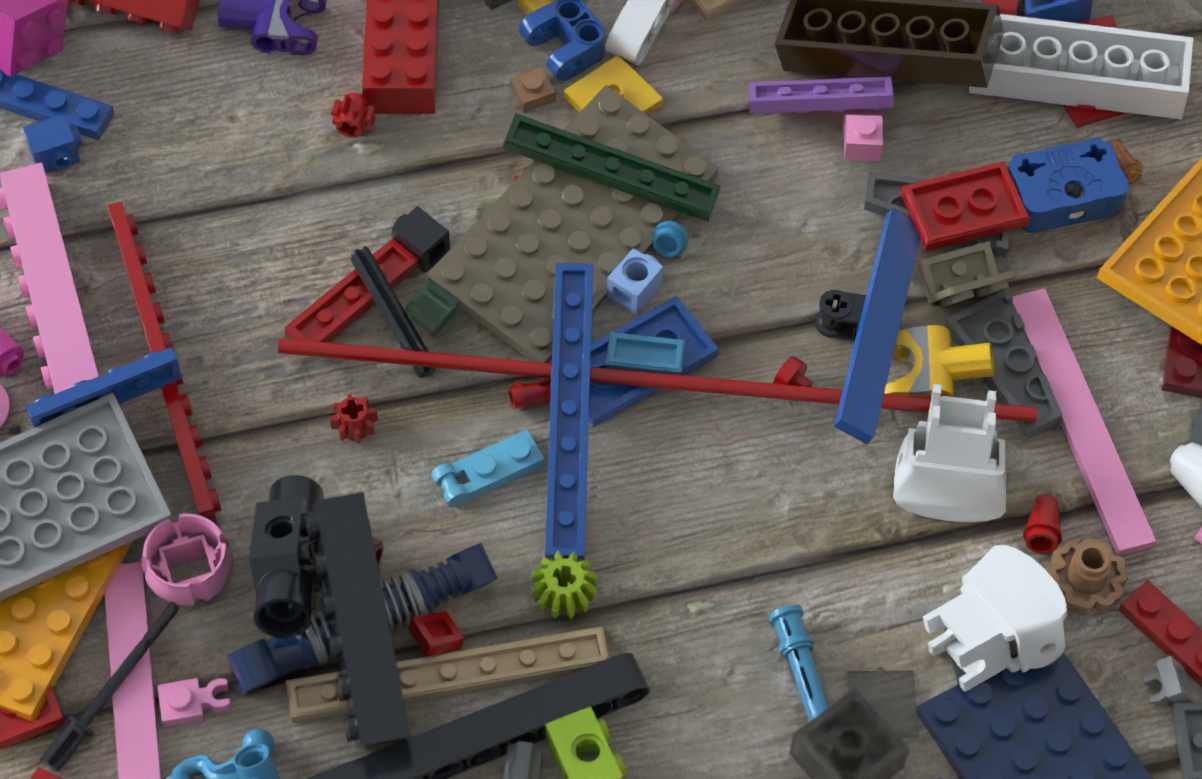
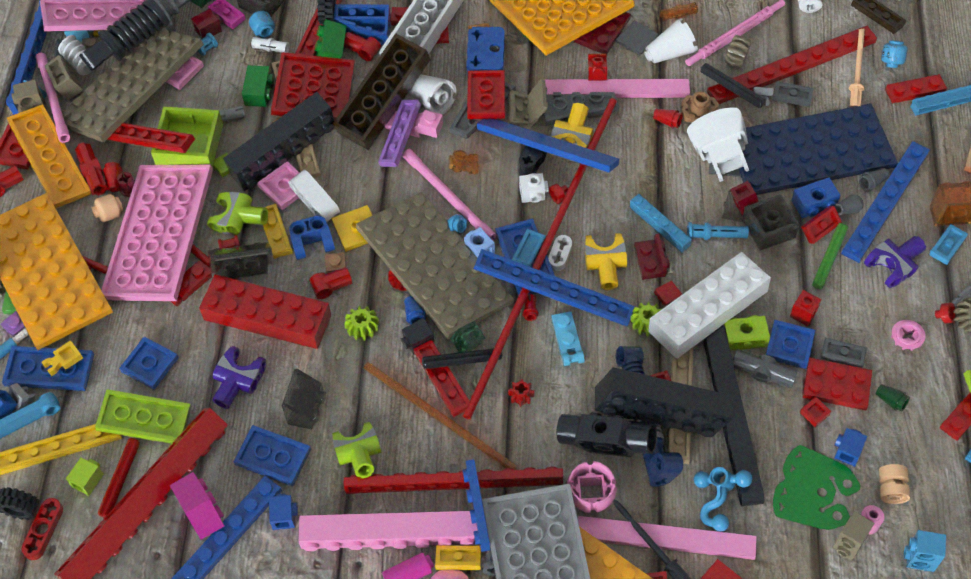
camera: 70 degrees left, 0 degrees up
(21, 388) = (458, 557): none -> yellow plate
(148, 105) = (272, 455): none -> blue plate
(178, 204) = (358, 450): none -> lime connector
(184, 701) = (666, 512): bright pink plate -> none
(247, 108) = (303, 400): none -> clear smoke slope
(280, 318) = (439, 416): none -> clear orange piece
(353, 115) = (323, 350): red gear -> none
(422, 153) = (361, 323): none -> lime gear
(462, 219) = (413, 310): none -> blue cone
(484, 82) = (325, 284): none -> red piece
(605, 666) = (709, 305): none -> white brick
(611, 167) = (410, 234): dark green tile -> none
(636, 612) = (667, 293): none -> red tile
(666, 414) = (564, 254): none -> white beam
(673, 489) = (606, 260): none -> yellow connector
(704, 565) = (651, 258): none -> dark red bracket
(779, 146) = (417, 163): none -> bright pink piece
(783, 330) = (532, 187): none -> white brick
(788, 563) = (660, 223): none -> dark azure piece
(804, 215) = (462, 162): none -> clear orange plate
(887, 687) = (743, 196): none -> dark red brick
(931, 125) = (434, 93): none -> white cone
(962, 463) = (632, 129): white piece -> none
(1109, 372) = (597, 67): none -> red brick
(1161, 618) = (732, 85): none -> black axle

